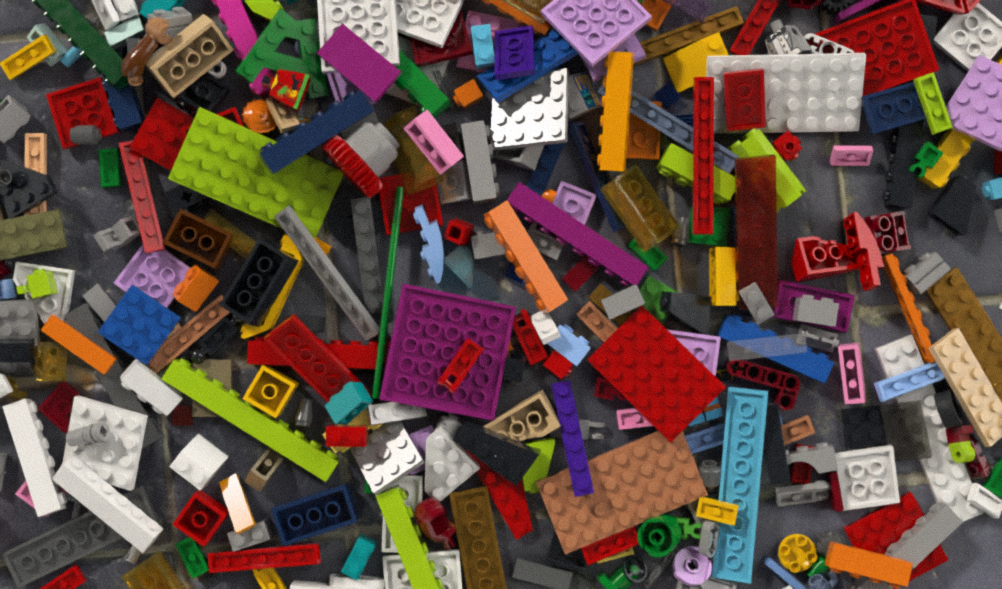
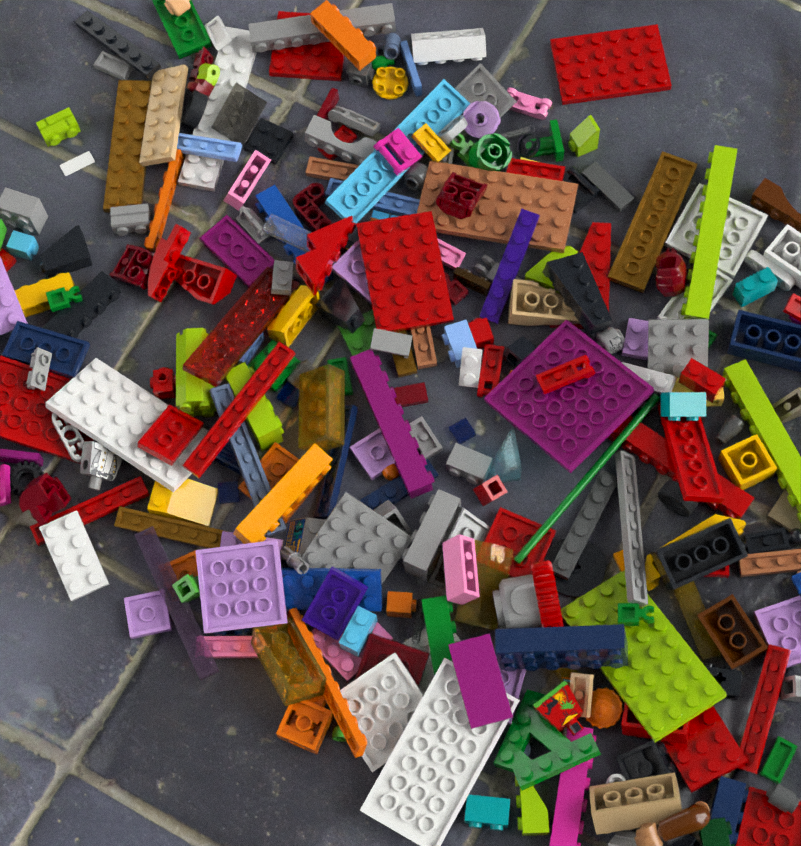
camera: 140 degrees left, 20 degrees down
(195, 287) = (761, 594): orange brick -> none
(281, 197) = (630, 614): none -> green plate
(432, 251) = (520, 493): light blue slope -> none
(446, 465) = (631, 311): white plate -> none
(525, 257) = (448, 430): orange brick -> none
(571, 66) = (294, 560): none -> light grey axle
(588, 408) = (471, 281): none -> dark brown plate
(656, 473) = (460, 196): none -> dark red slope
(677, 207) = (289, 395): none -> clear blue tile
(735, 346) = (324, 250): none -> red slope
(738, 487) = (402, 149): none -> dark pink plate
(775, 448) = (351, 159): black tile -> none
(815, 311) = (240, 241): light grey brick -> none
(851, 155) = (116, 344): bright pink plate -> none
(867, 477) = (293, 101): white plate -> none
(892, 78) = (40, 367): none -> light grey hinge
(932, 103) = (23, 333): lime tile -> none

